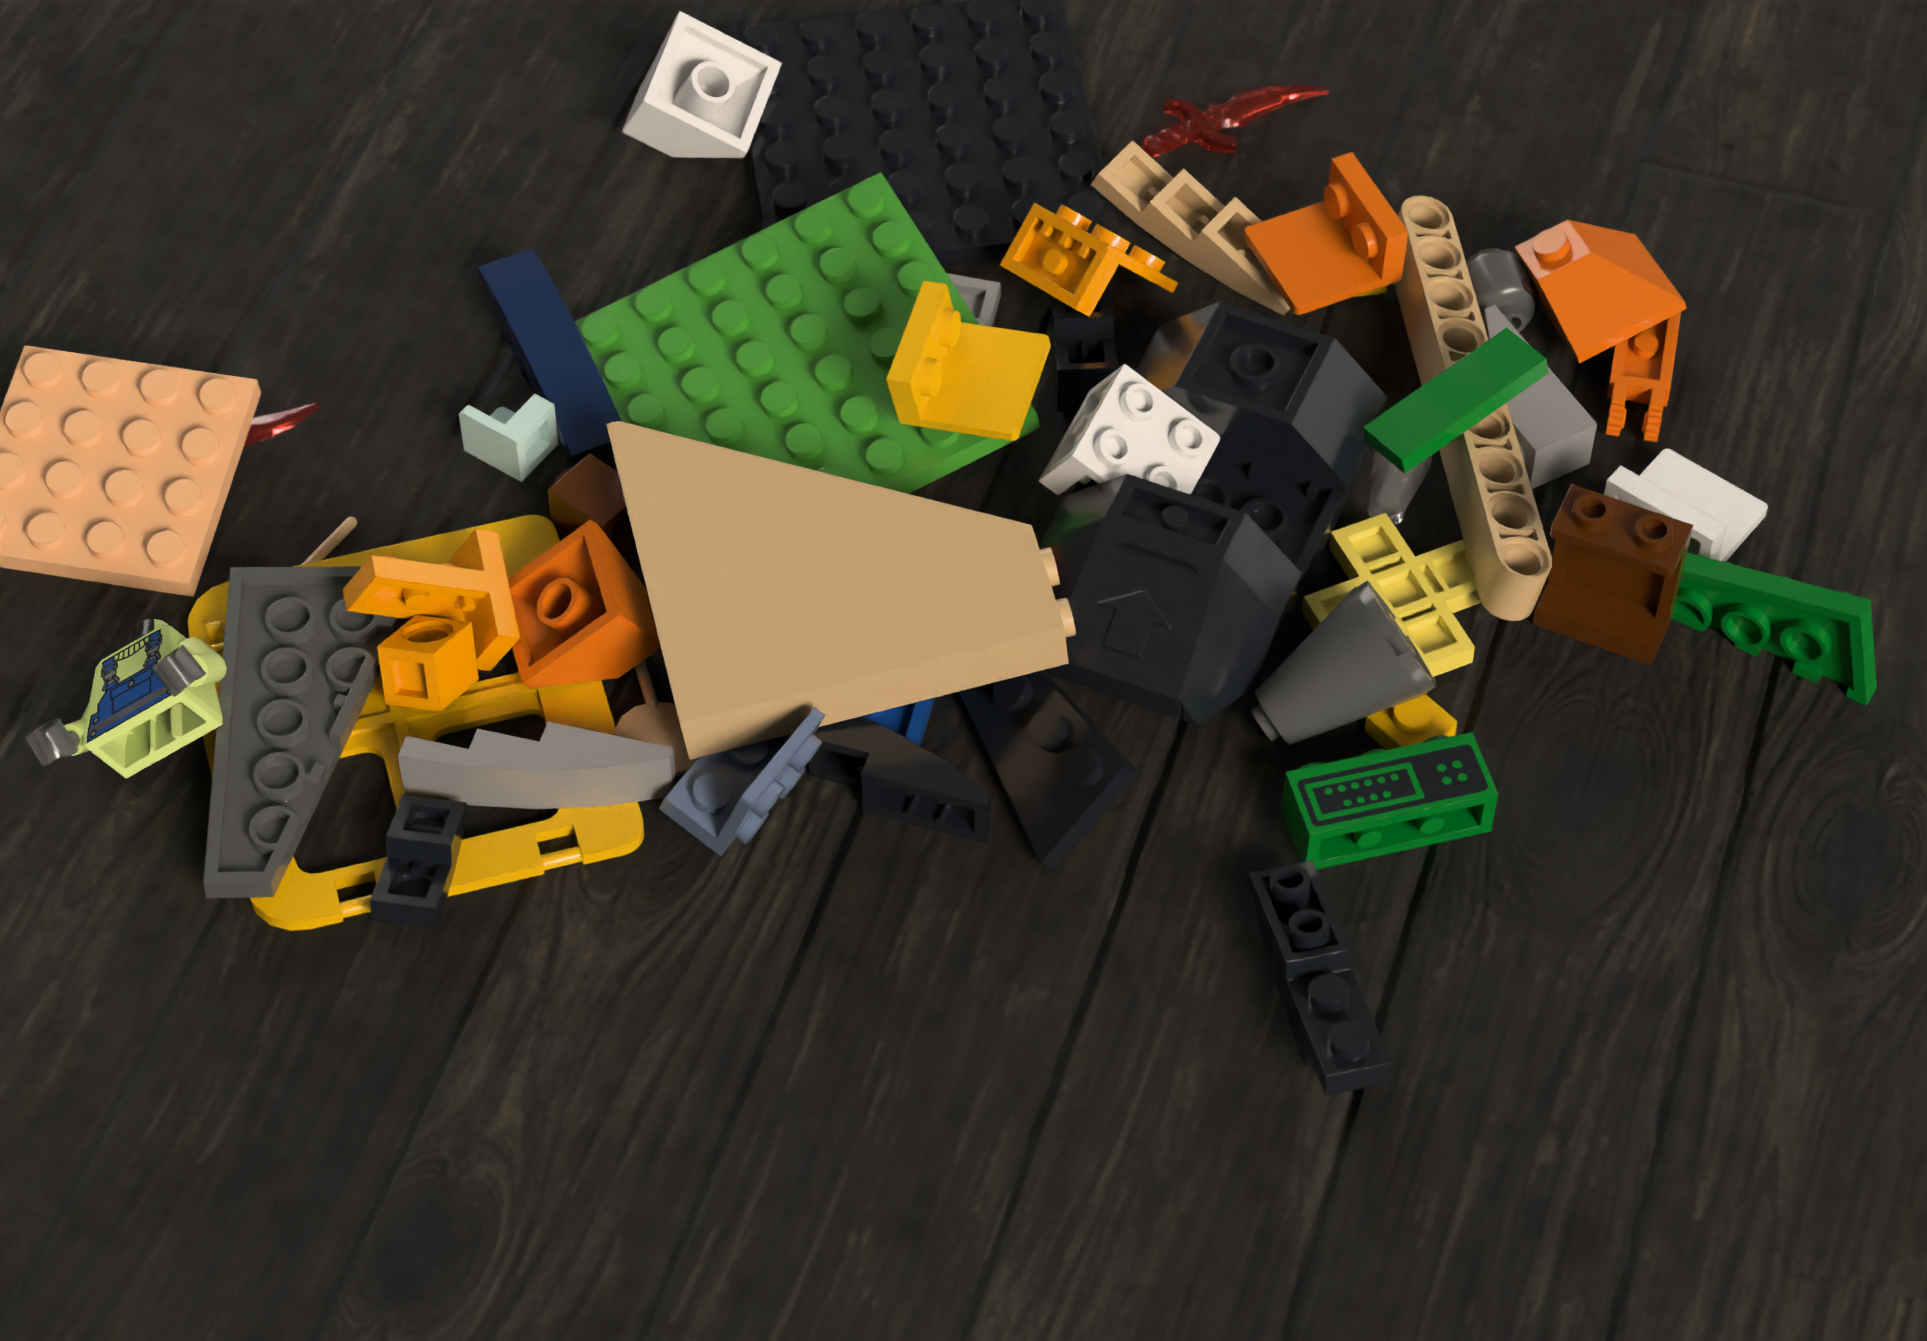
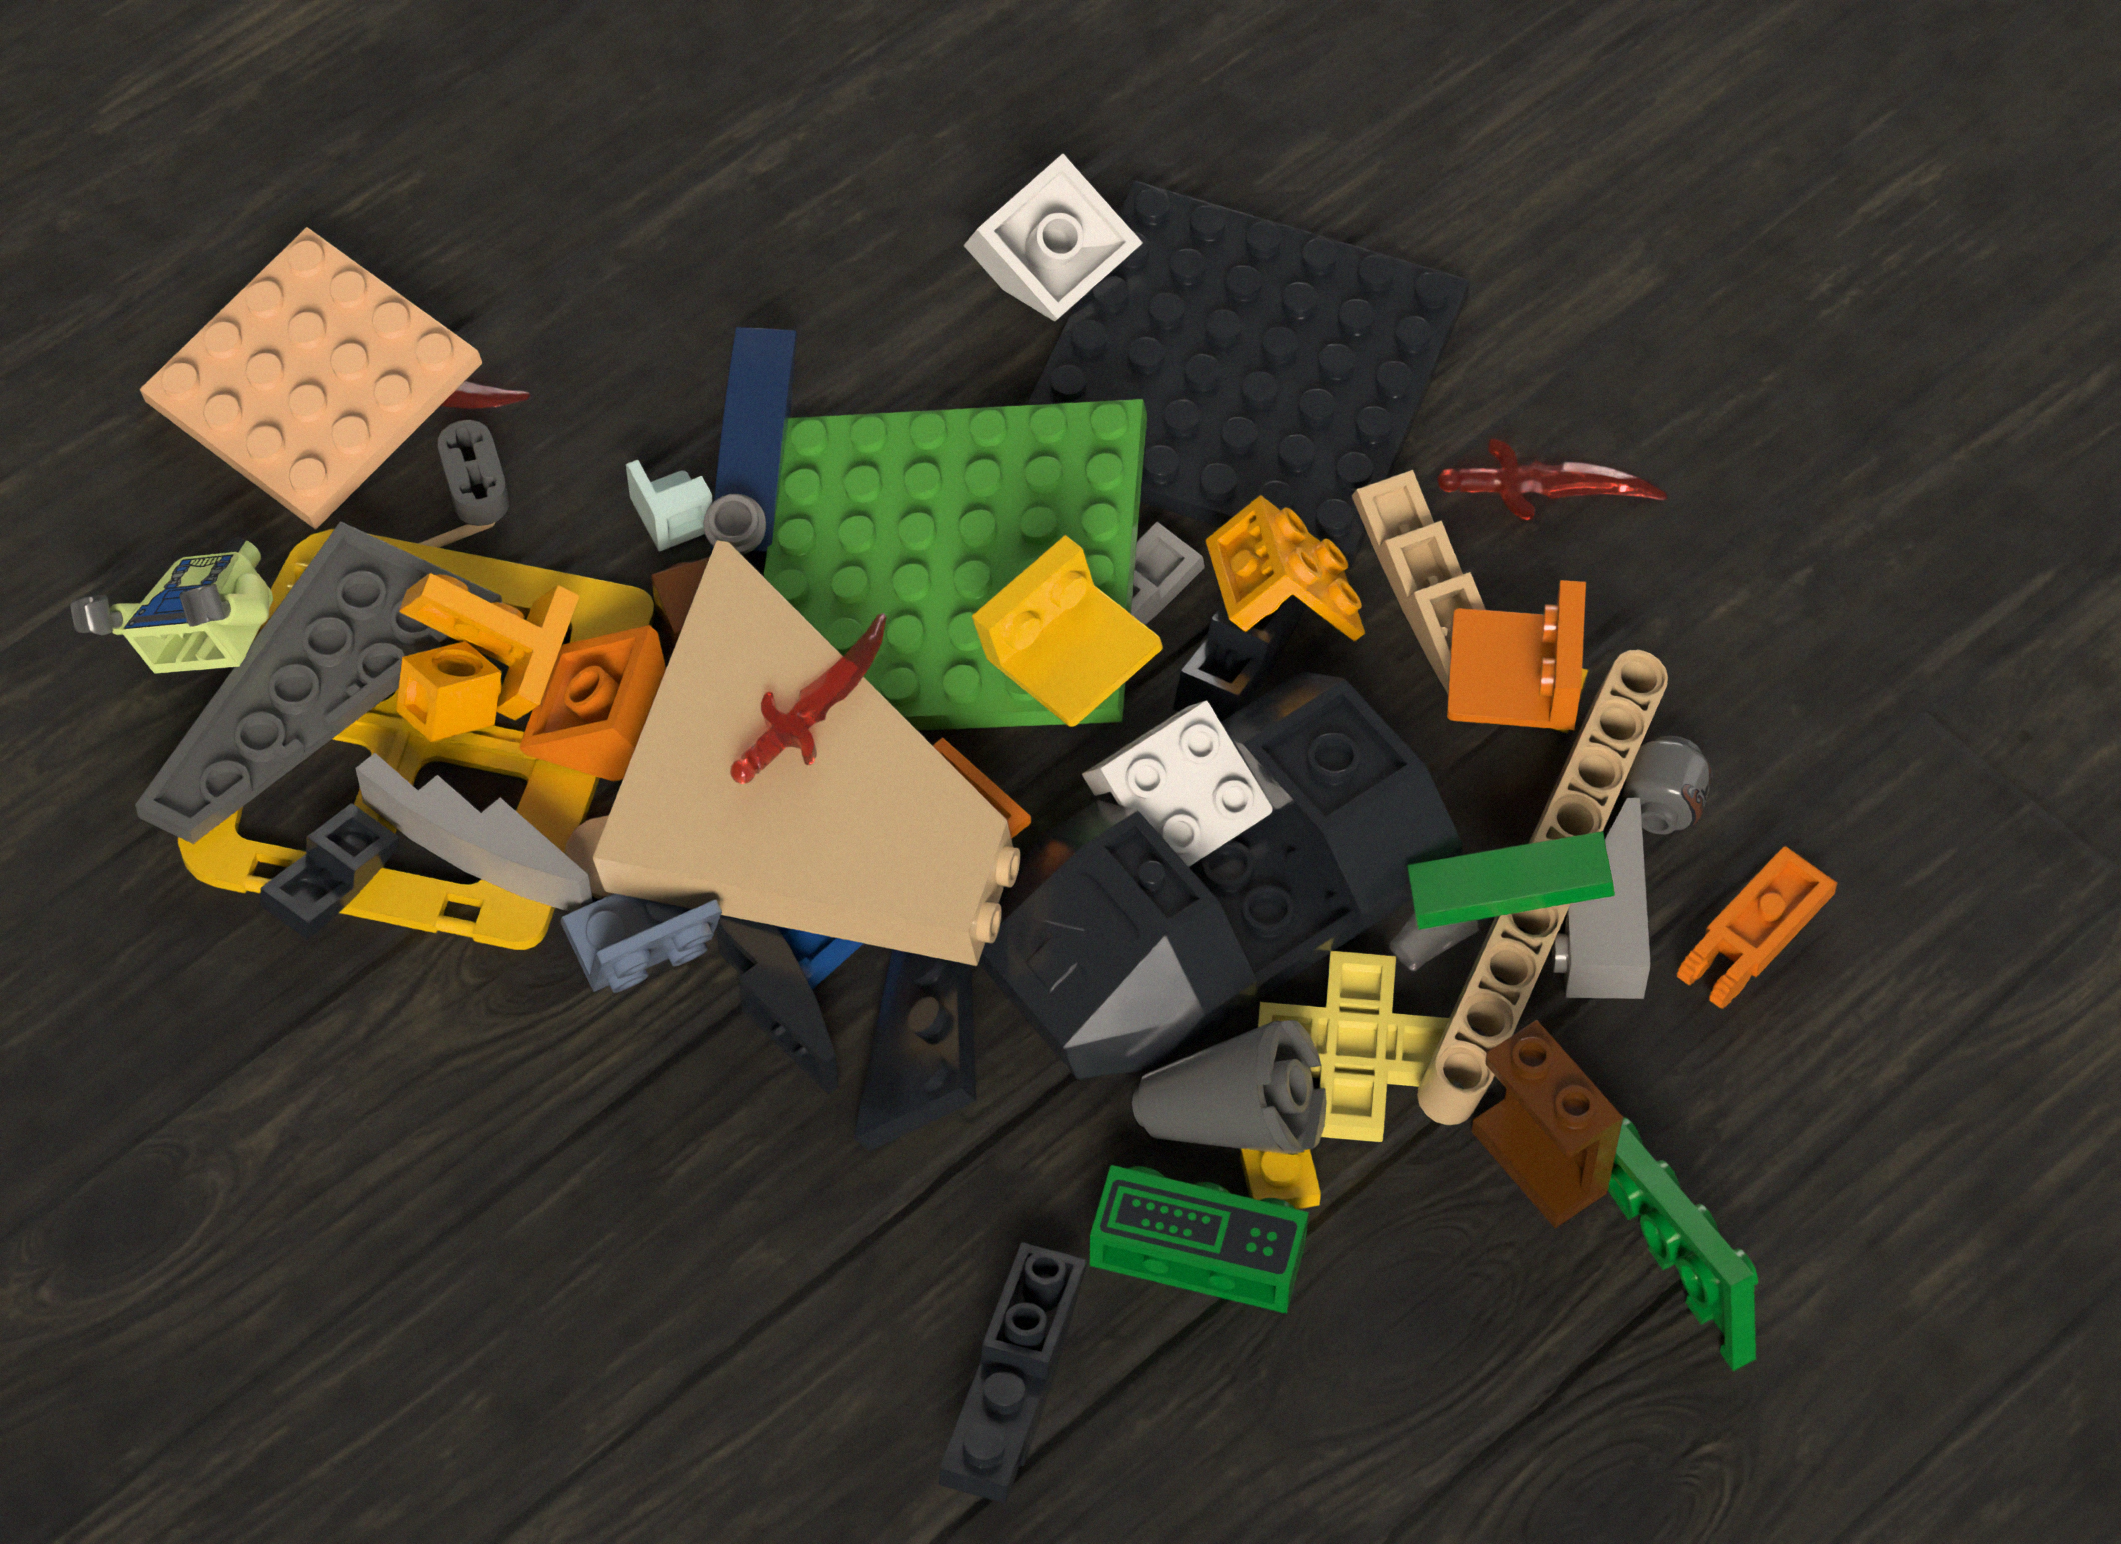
camera: 30 degrees right, 5 degrees up
(305, 493) = (463, 475): none -> dark grey beam
(584, 421) = (736, 521): none -> light grey plate
(794, 514) = (811, 707): none -> clear red piece
(1597, 285) = (1760, 822): orange slope -> none
(1687, 492) = (1683, 1092): white bracket -> none

